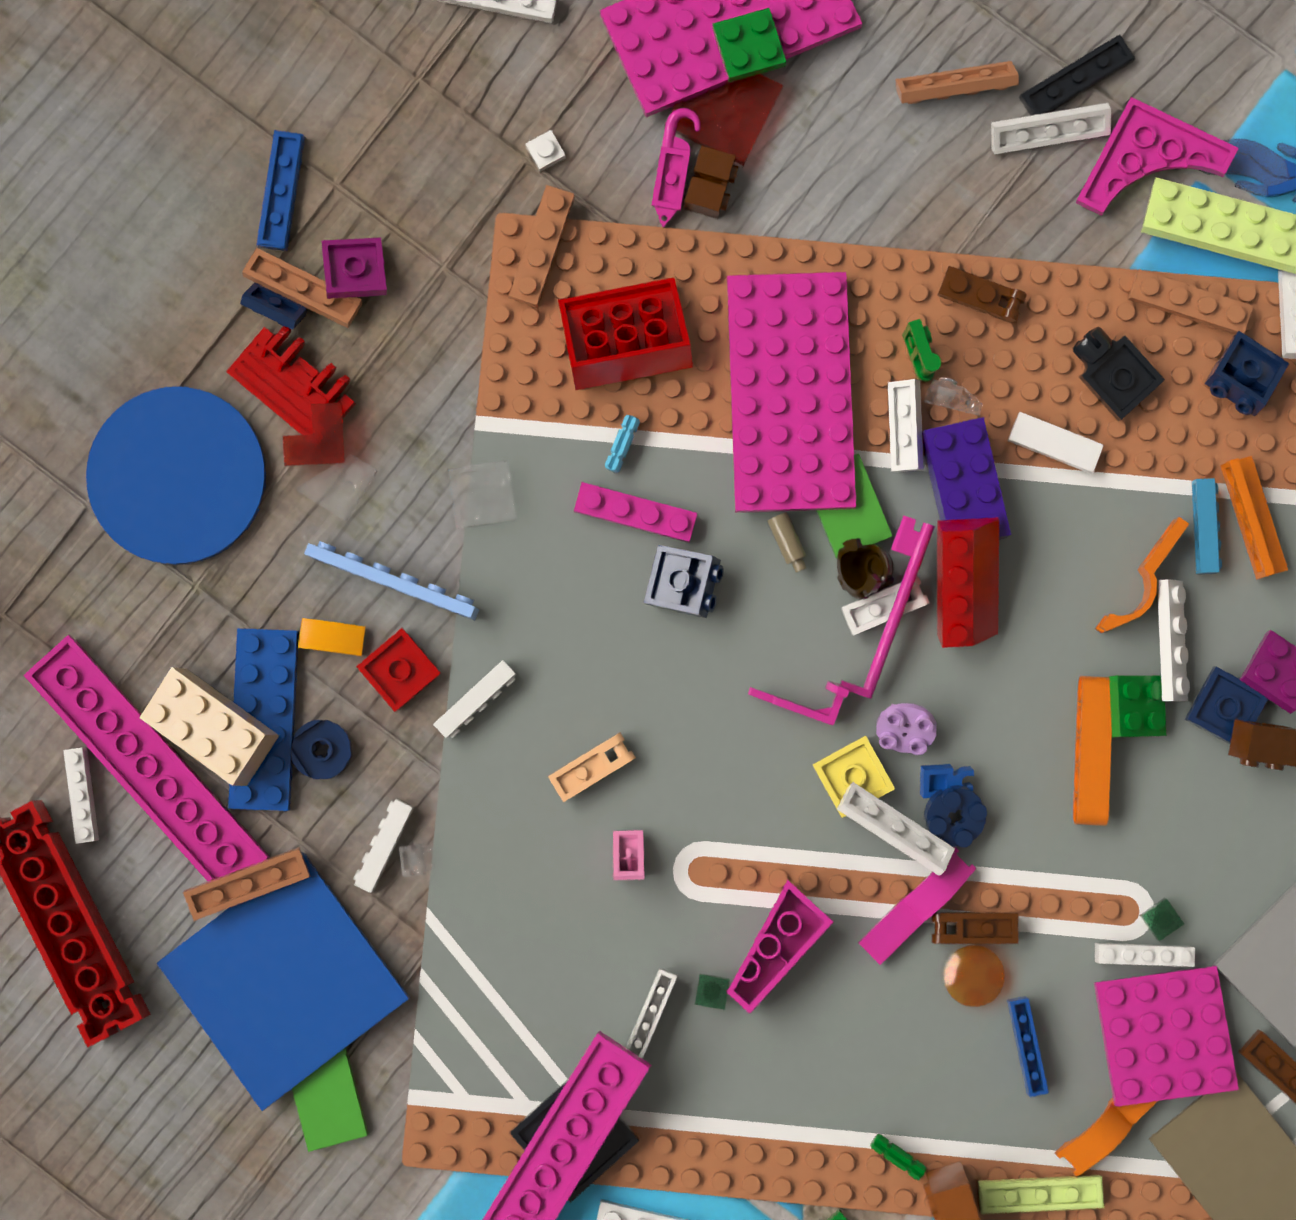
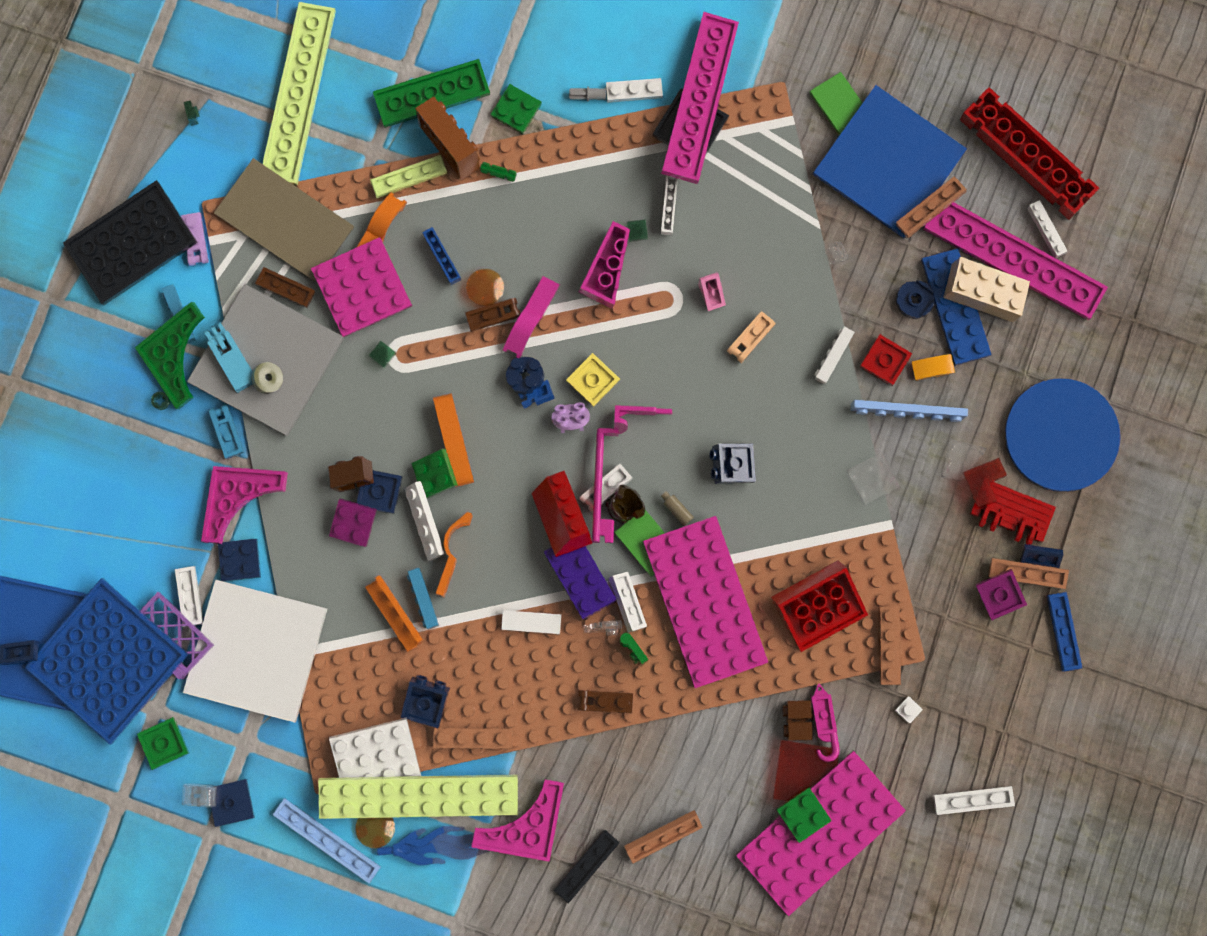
camera: 155 degrees right, 5 degrees down
(383, 845) = (858, 256): white piece -> none
(622, 443) = (798, 537): medium azure axle -> none
(635, 512) = (776, 498): dark pink plate -> none
(896, 829) = (559, 354): white plate -> none
(1051, 128) = (594, 825): white plate -> none
(1115, 371) = (507, 677): black plate -> none
(1144, 954) = (387, 330): white piece -> none

